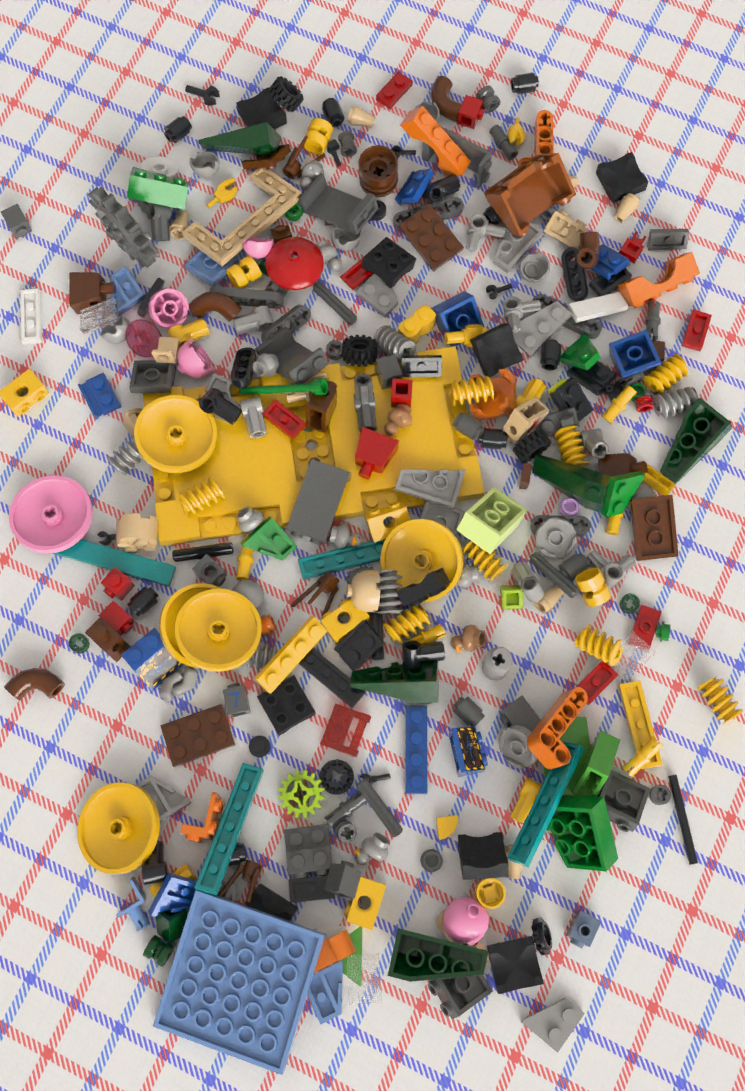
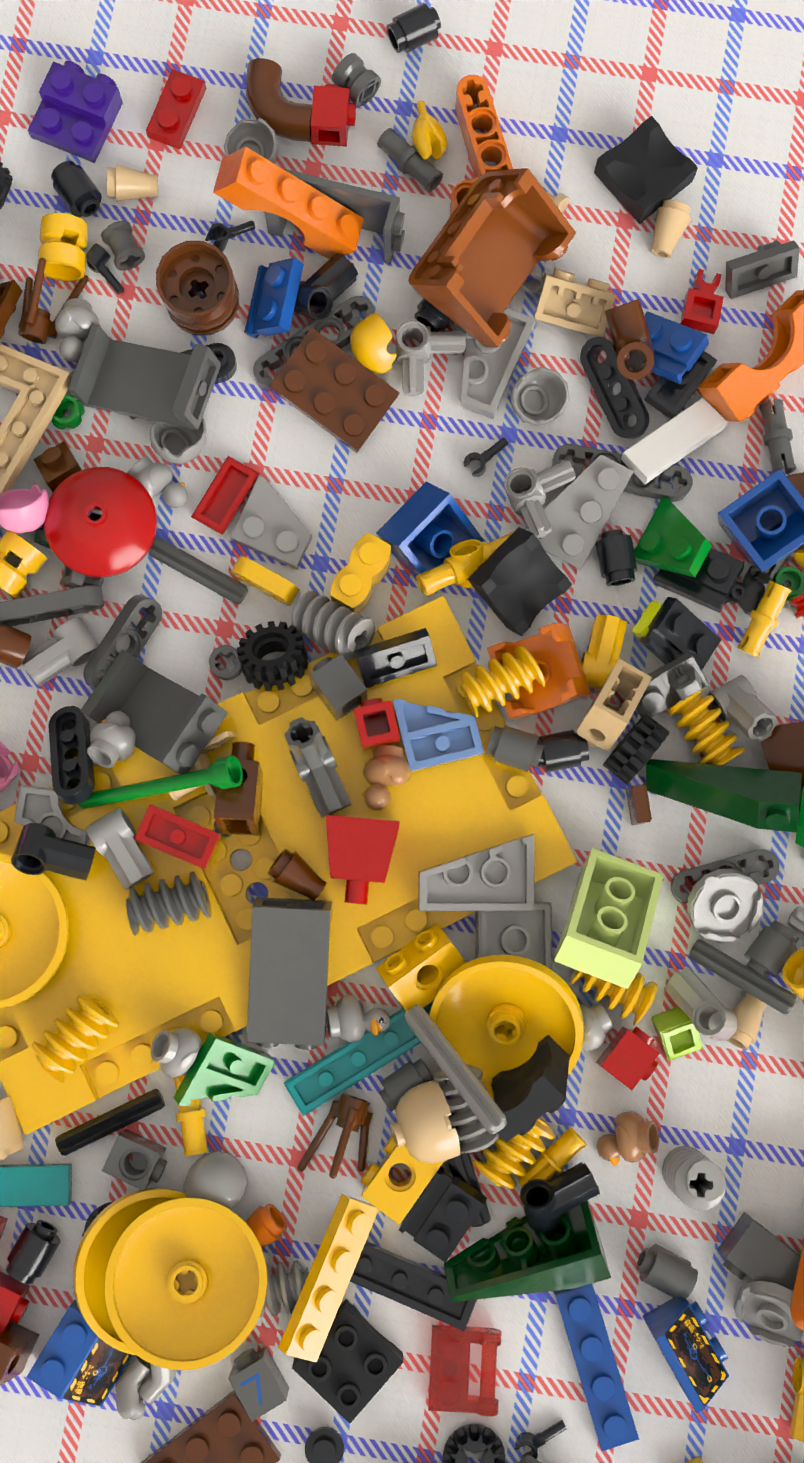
camera: 20 degrees left, 10 degrees up
(268, 447) = (167, 903): none -> dark grey piece
(337, 454) = (295, 874): none -> reddish brown cone
(344, 78) = (75, 110): none -> dark purple plate
(367, 316) = (265, 580): none -> yellow beam
(388, 262) = (272, 464): black brick -> none
(389, 565) = (456, 1070): none -> light grey axle
(430, 409) = (436, 735): none -> medium blue wing
(455, 220) = (369, 344): none -> yellow hair
(481, 598) = (630, 1057): none -> red brick
(569, 507) = (730, 838): lavender plate -> none

